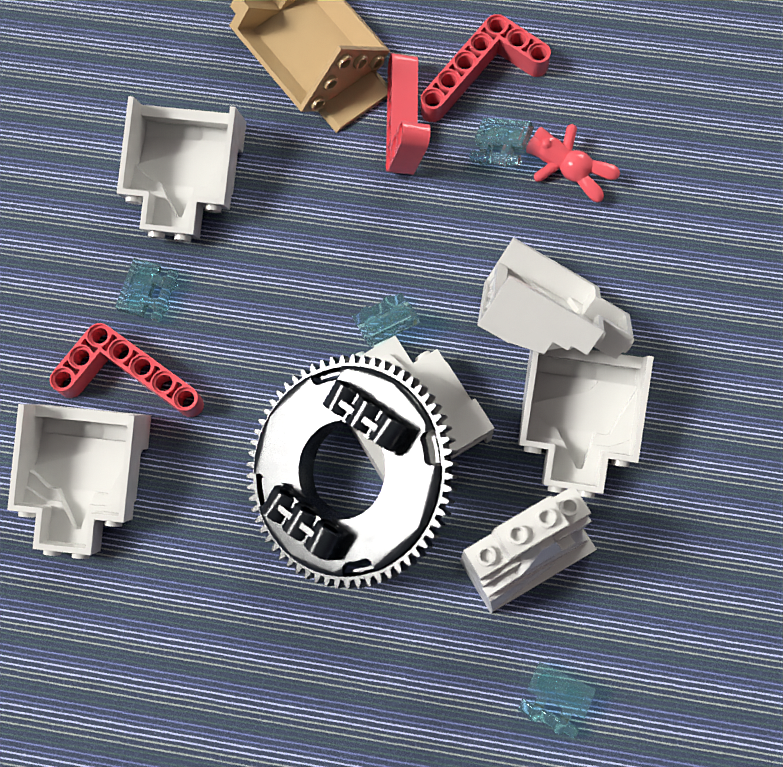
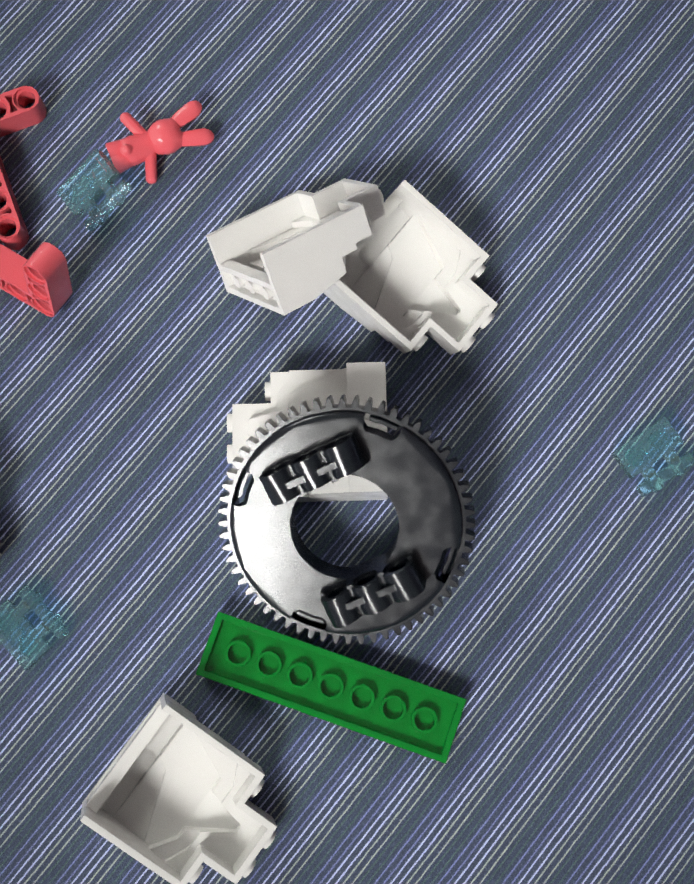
camera: 65 degrees left, 5 degrees up
(132, 365) = (98, 686): coral beam -> none
(221, 541) = (331, 687): none -> green plate
(385, 319) = (215, 405): clear light blue plate -> none
(529, 548) = (522, 398): white panel -> none

